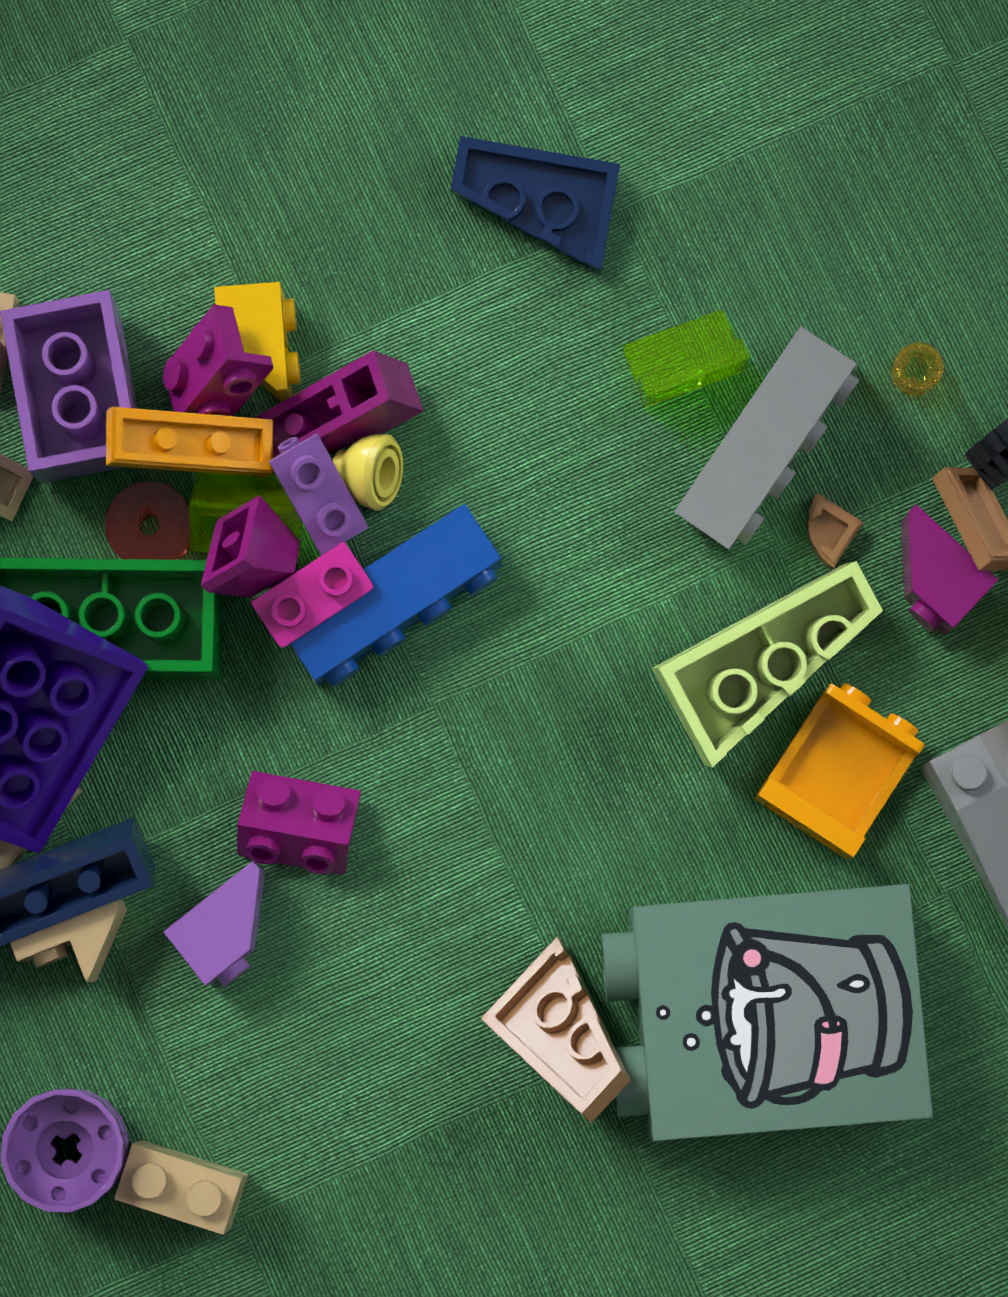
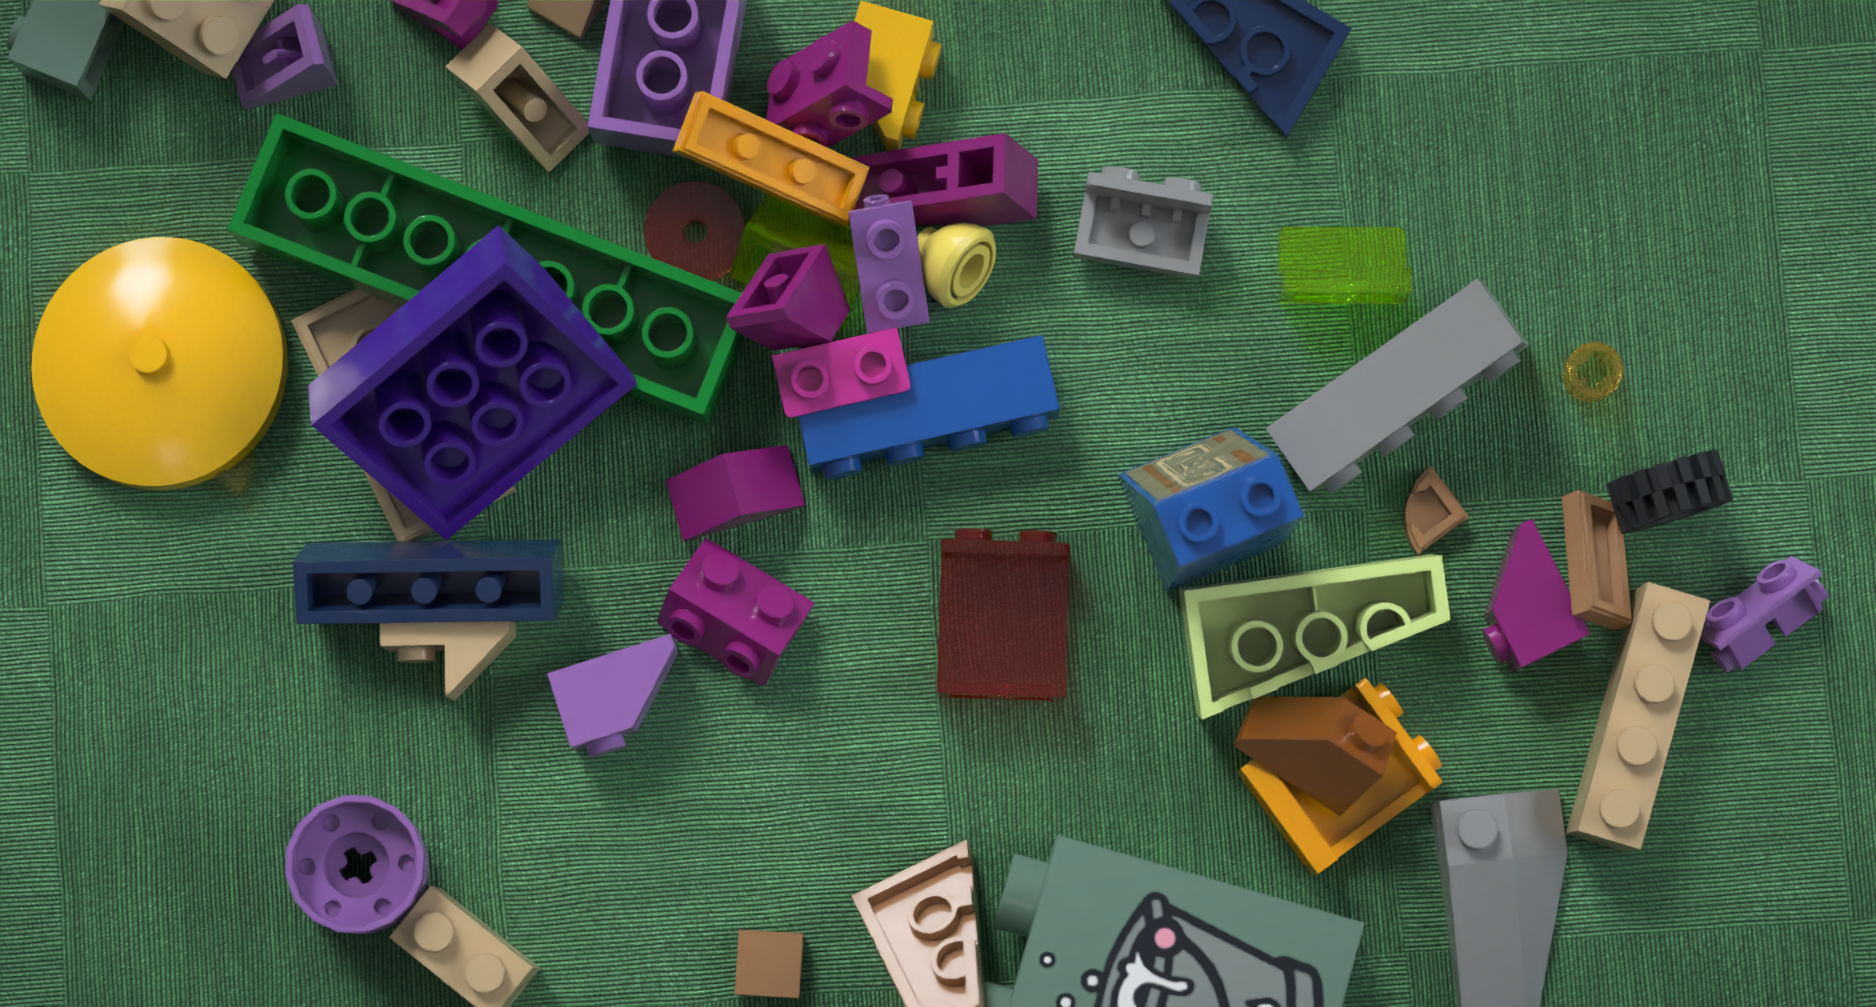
camera: 20 degrees right, 0 degrees up
(261, 724) = (734, 491): none -> magenta slope
(434, 1099) = (769, 963): none -> medium nougat tile
(511, 382) = (1143, 222): none -> light grey bracket
(518, 744) = (1003, 617): none -> clear red panel
(654, 589) = (1211, 505): none -> blue slope
(814, 753) = (1318, 745): none -> dark orange slope

